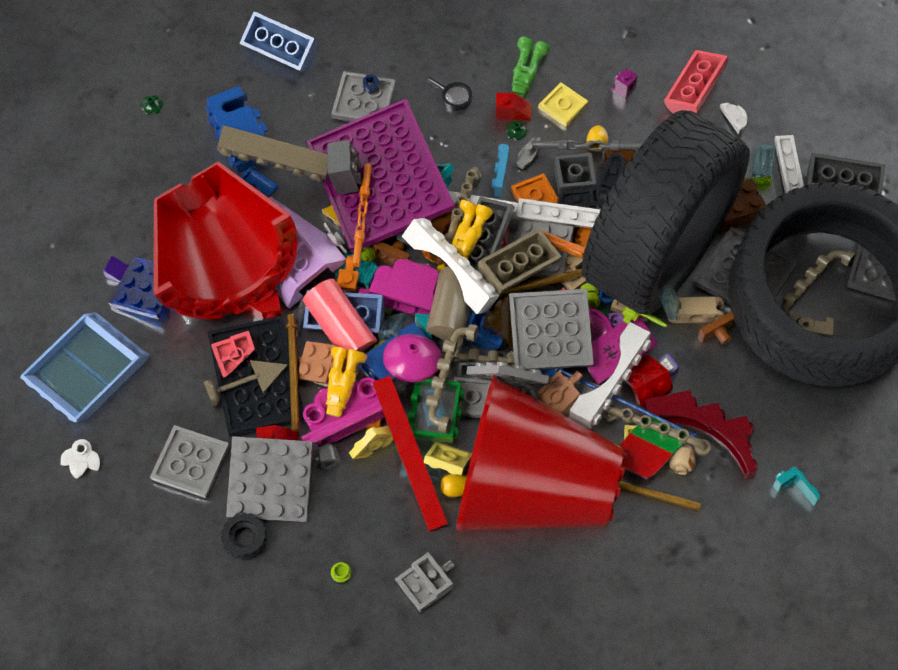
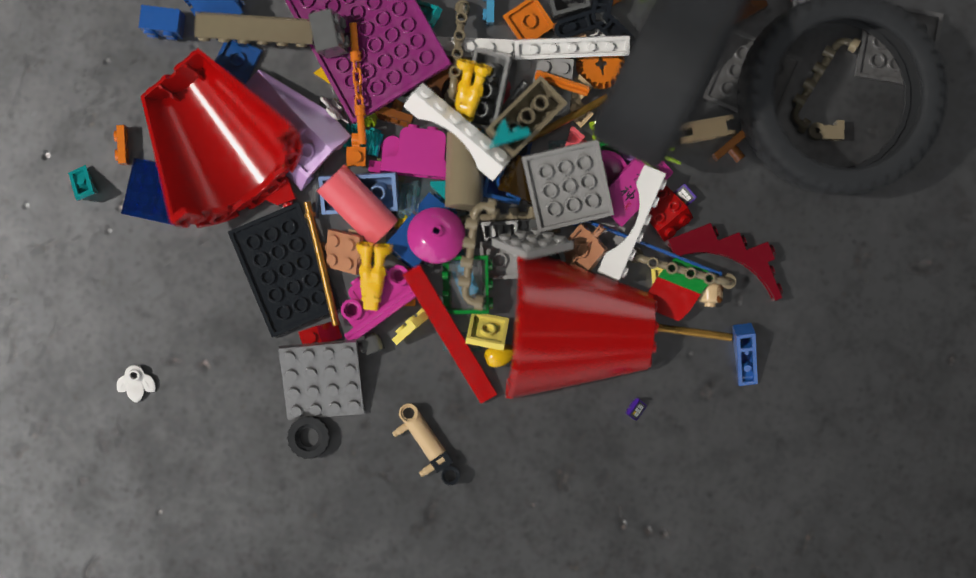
camera: 10 degrees left, 25 degrees up
(78, 272) = (82, 183): none -> teal slope
(85, 367) = (116, 287): window -> none
(115, 269) = (119, 175): dark purple slope -> none
(126, 240) = (122, 150): none -> orange plate
(190, 144) = (162, 22): none -> blue brick
(190, 461) = (241, 370): light grey plate -> none
(232, 352) = (257, 252): coral slope -> none
(264, 372) = (294, 268): dark tan piece -> none
(341, 572) = (405, 456): lime plate -> none
(375, 576) = (429, 443): none -> tan piece
(425, 581) = (486, 455): light grey plate -> none
(496, 269) = (503, 136): none -> teal slope
(590, 560) = (635, 409): none -> slope
(671, 304) = (684, 137): clear light blue tile -> none
(712, 524) = (745, 353): none -> blue slope
(798, 477) = (809, 297): teal bracket -> none

